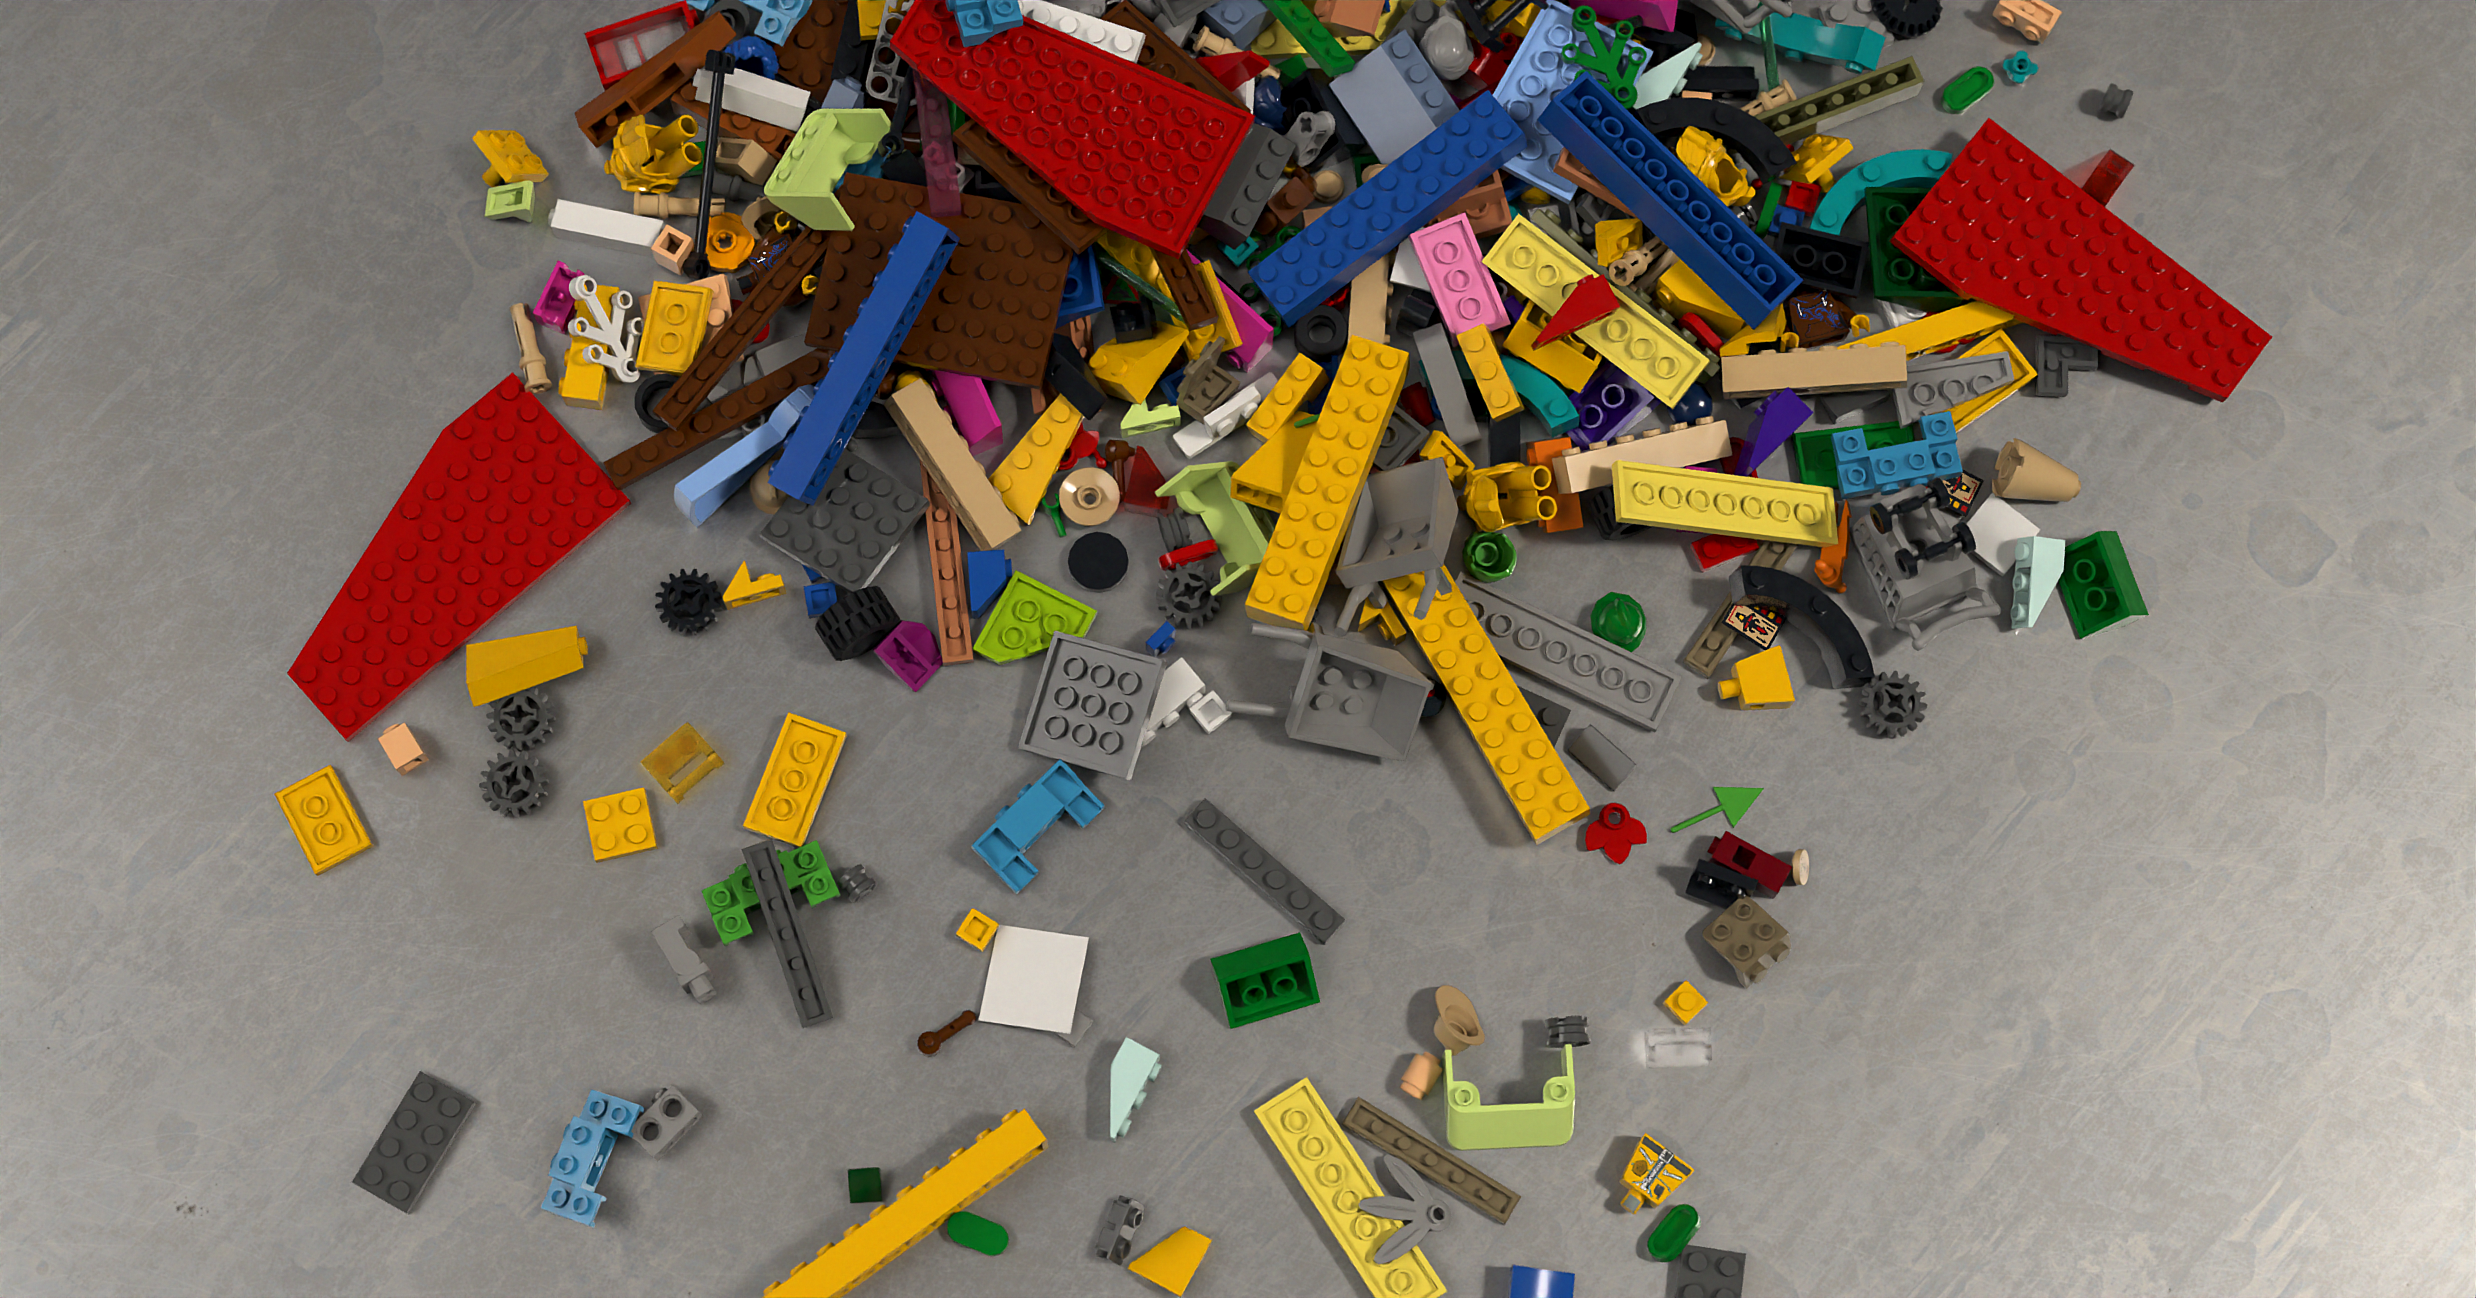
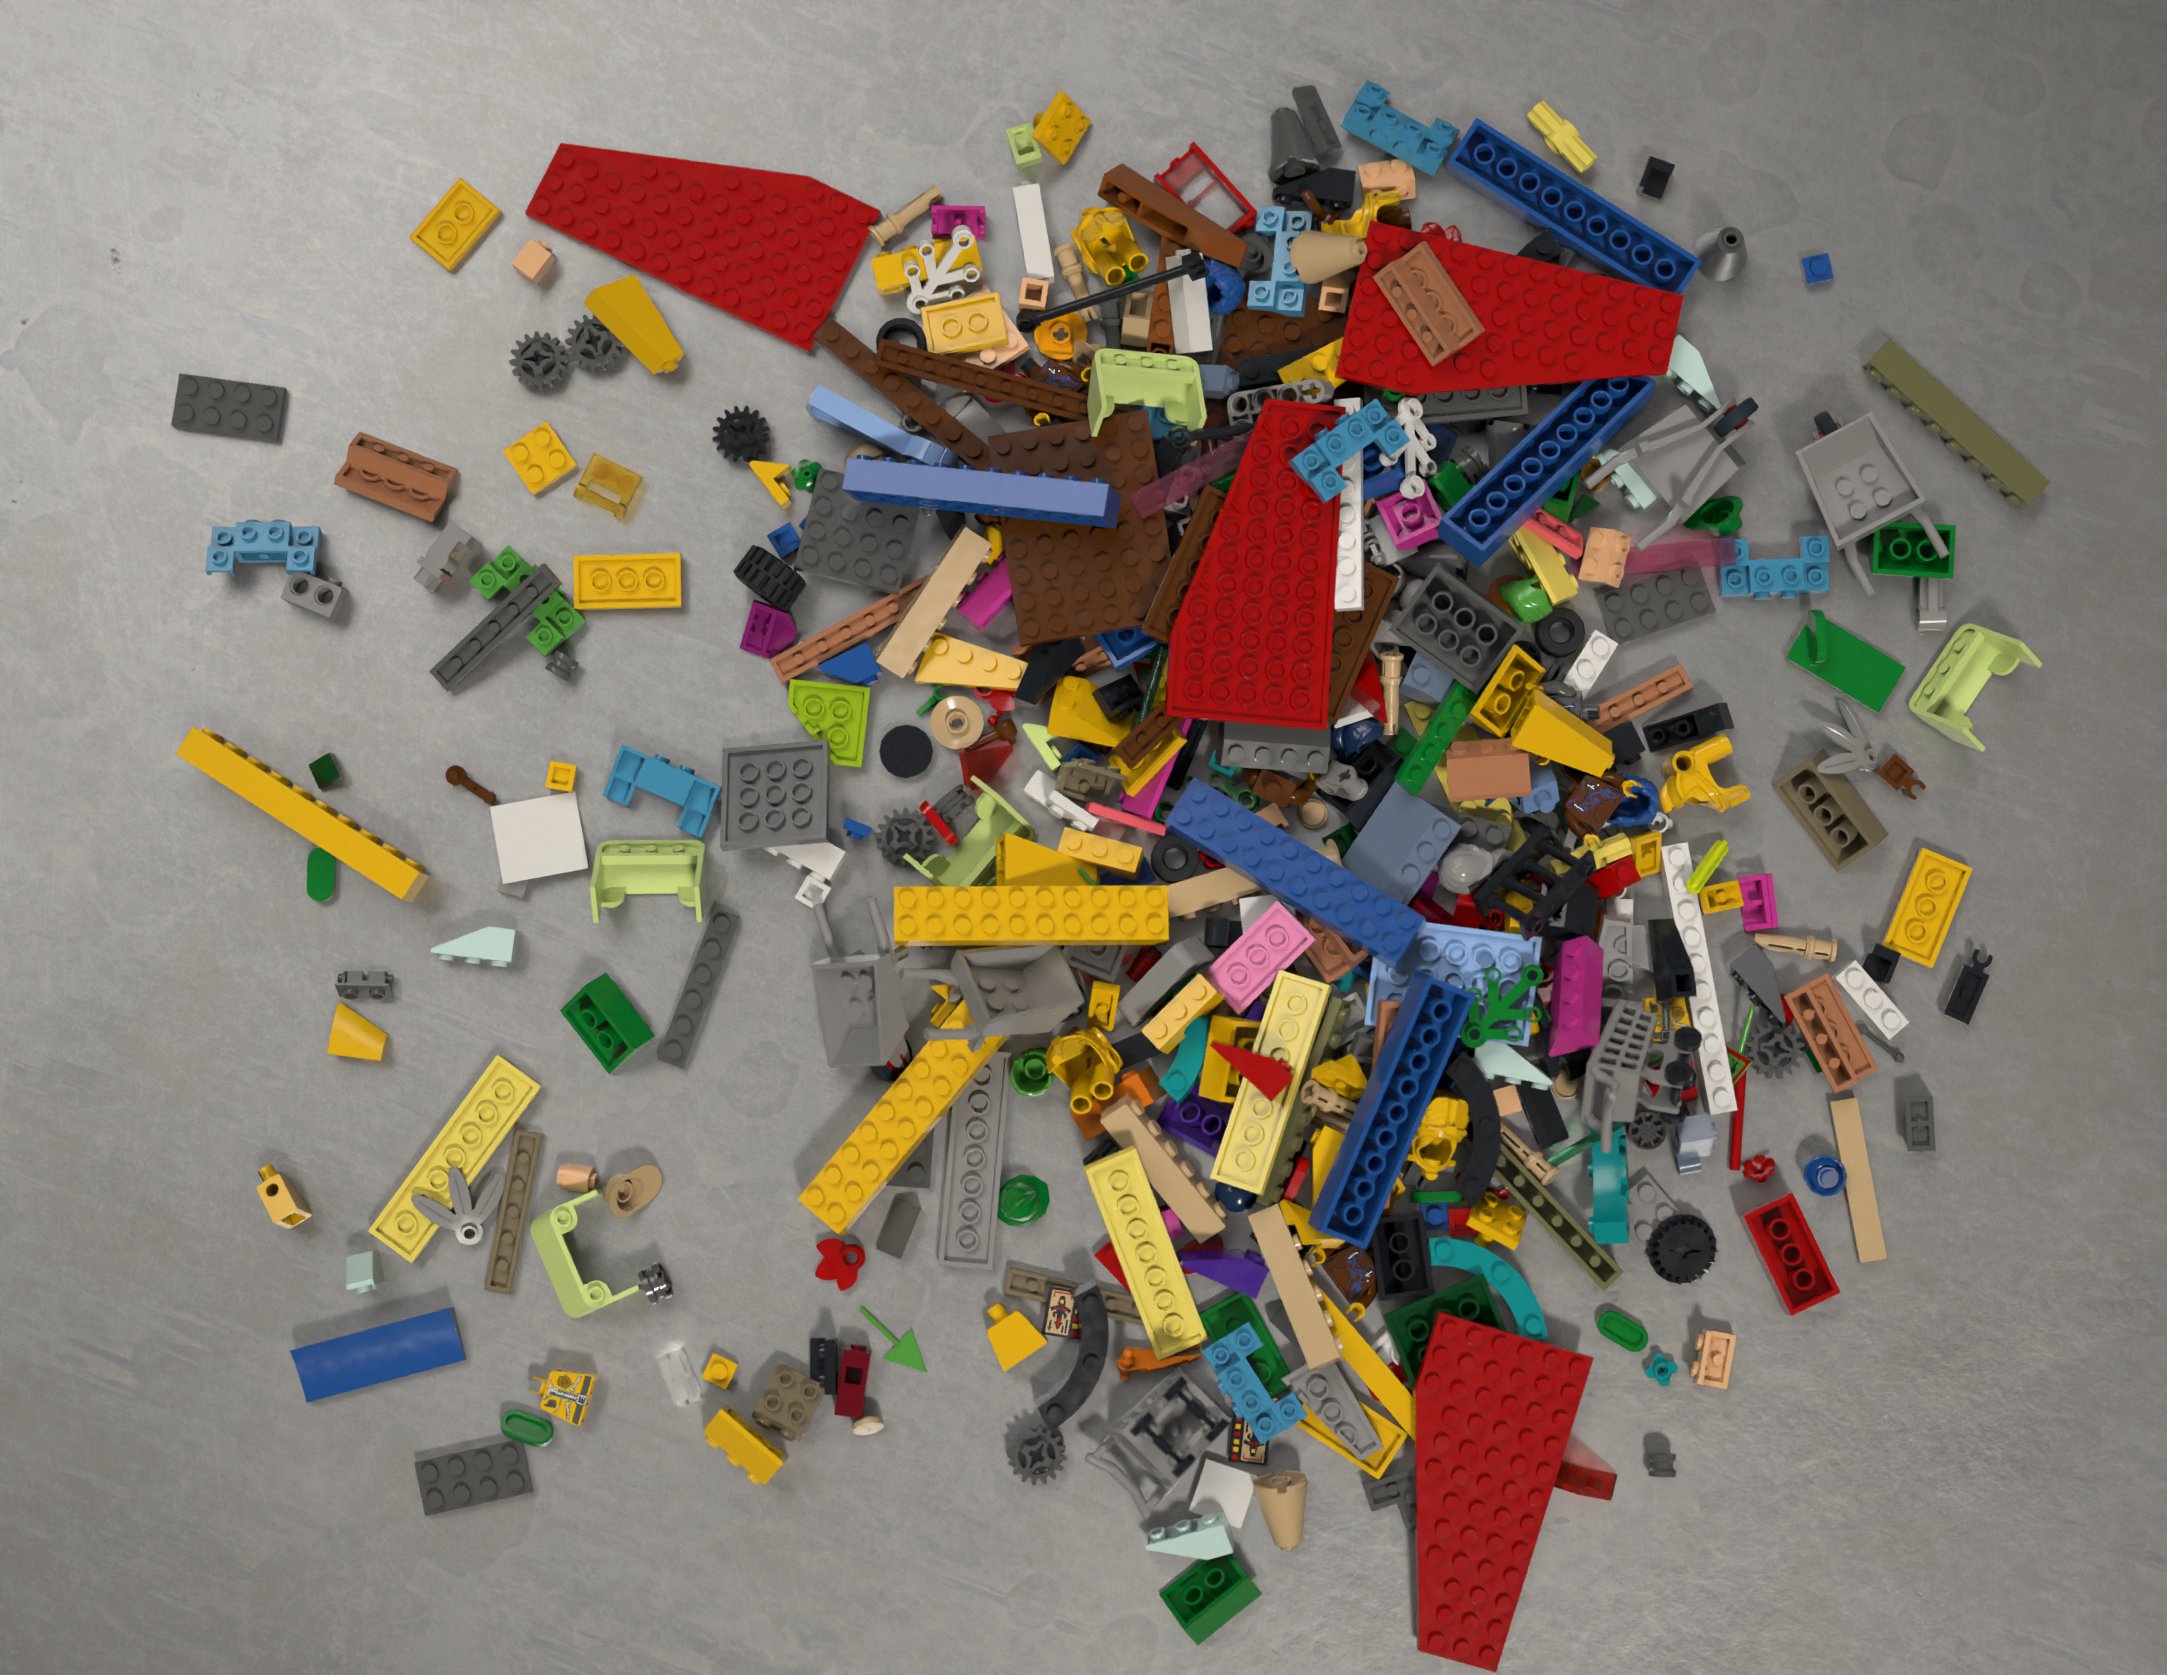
camera: 75 degrees right, 10 degrees up
(572, 985) = (396, 477): none -> nougat slope
(760, 560) = (806, 482): none -> green plant
(1118, 868) = (649, 868): none -> yellowish green windscreen
(1262, 362) = (1125, 819): none -> coral tile
(1777, 1002) = (744, 1445): none -> yellow slope

